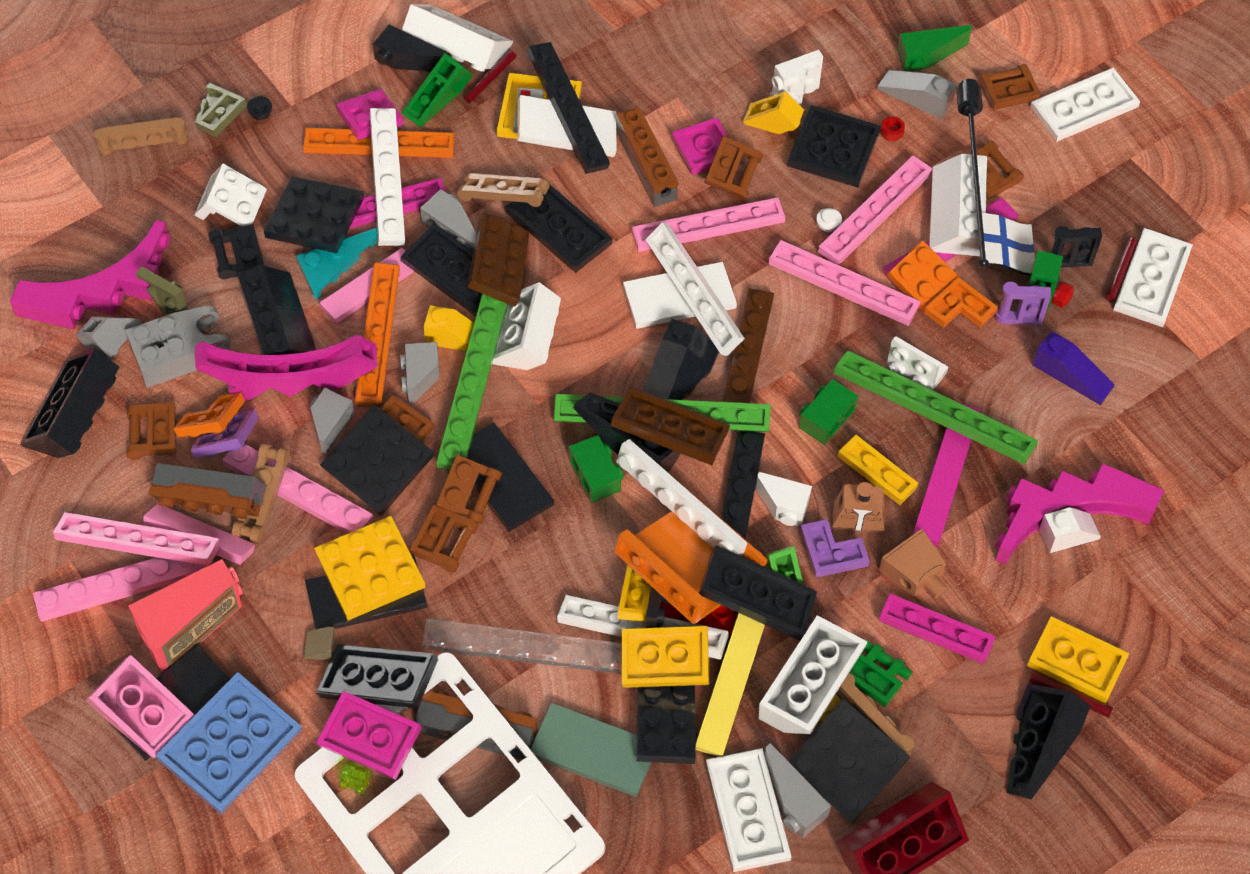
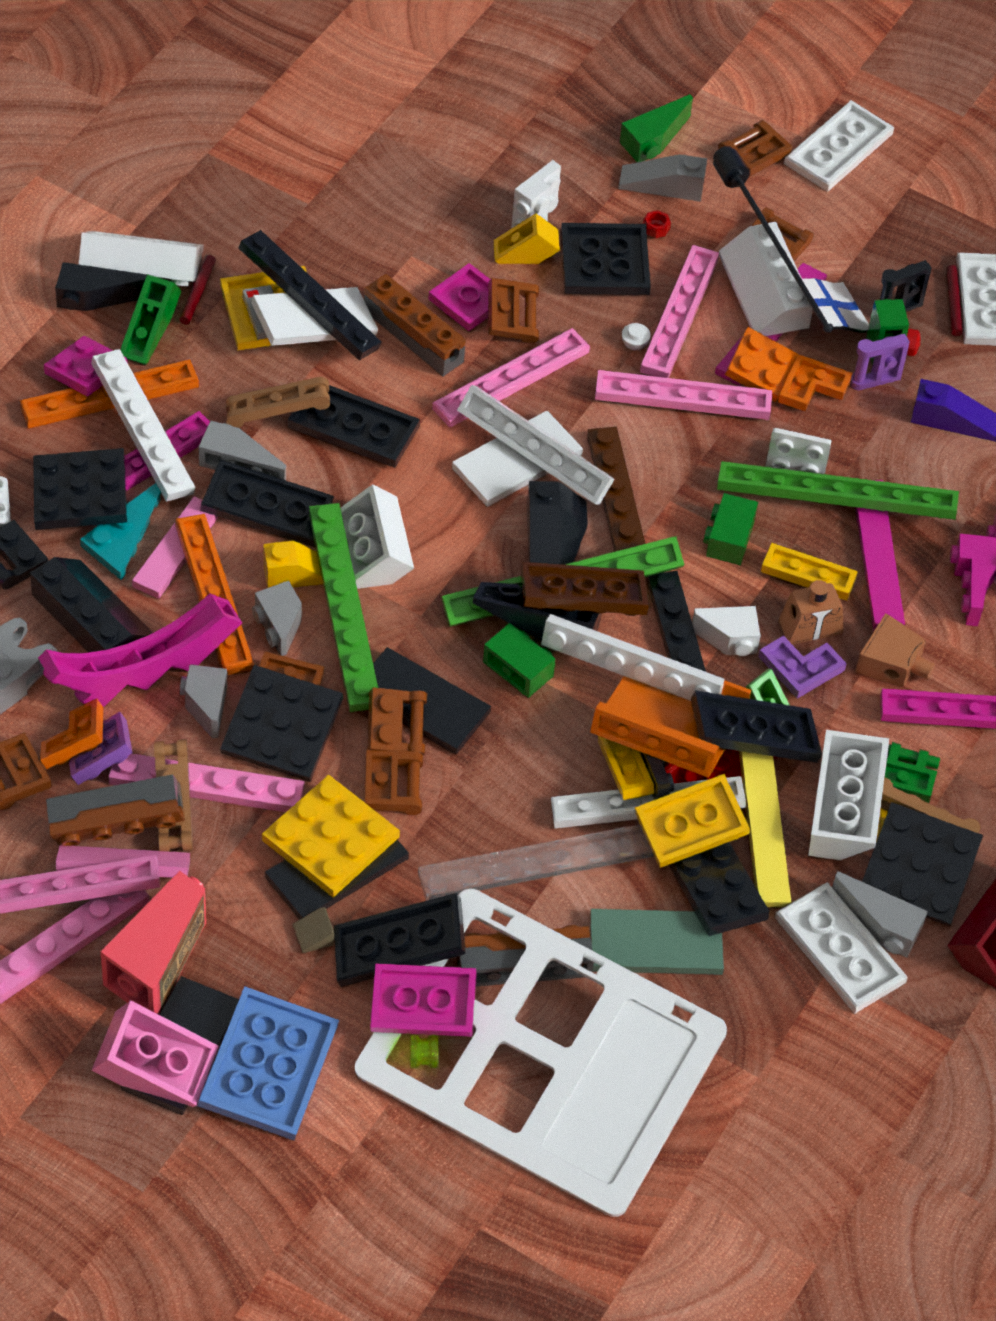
camera: 25 degrees left, 5 degrees down
(499, 259) = (312, 474): reddish brown plate -> none

